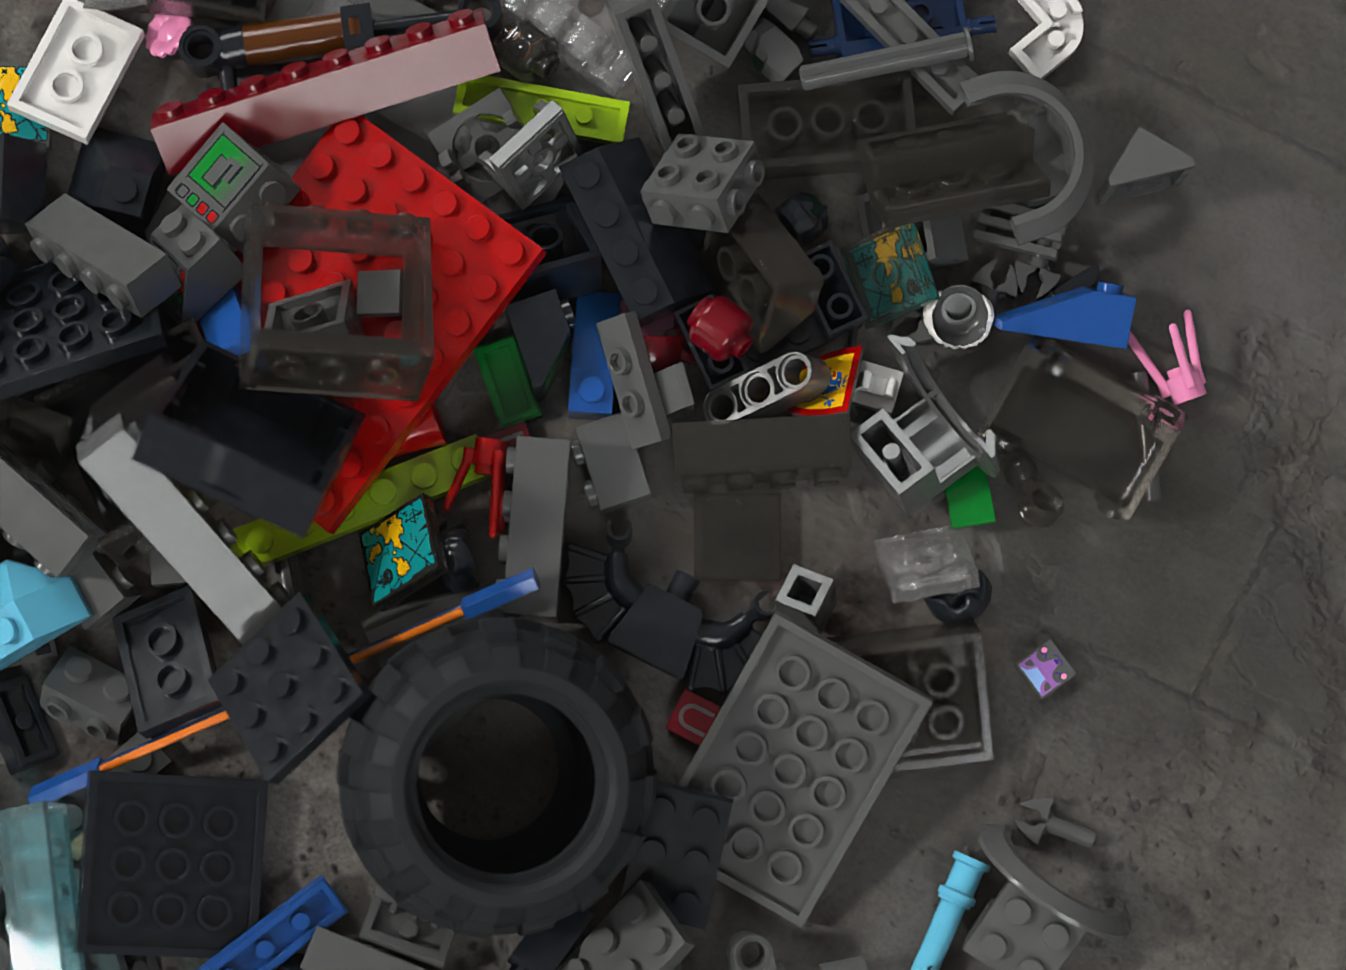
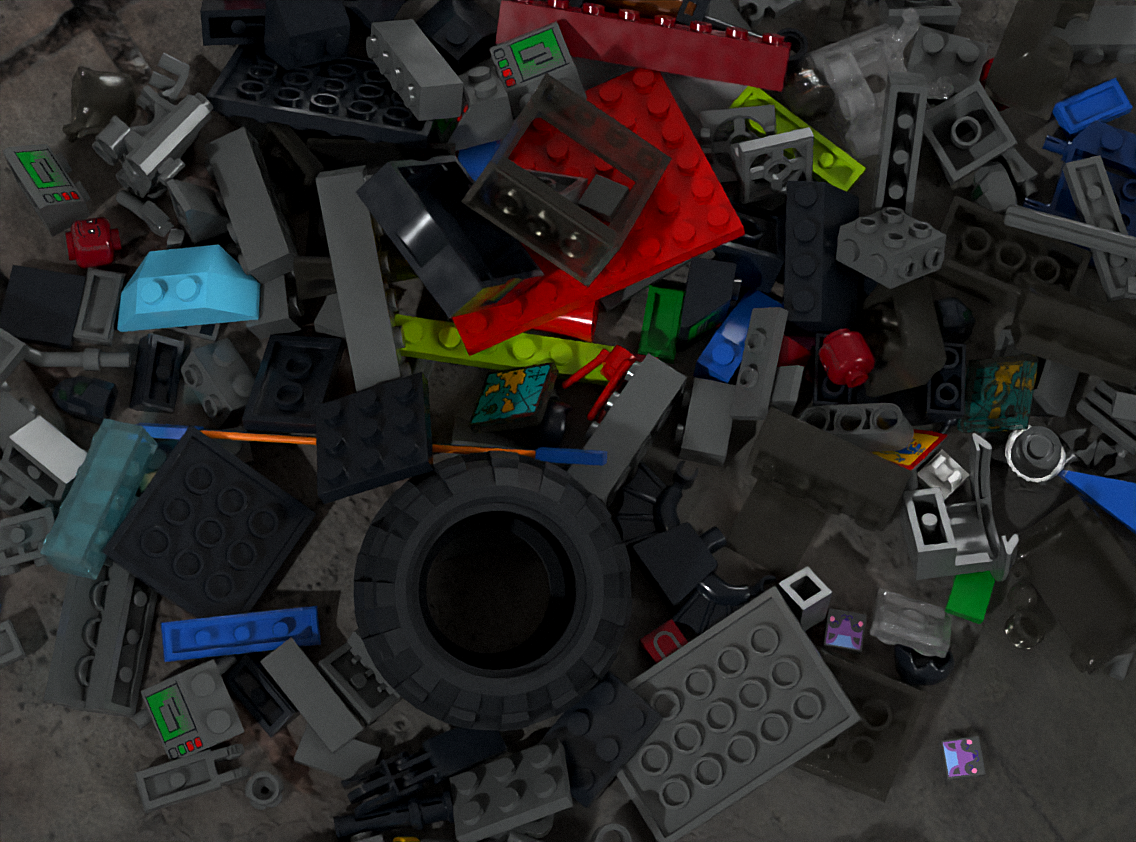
camera: 30 degrees right, 10 degrees down
(863, 604) = (844, 631): none -> tile

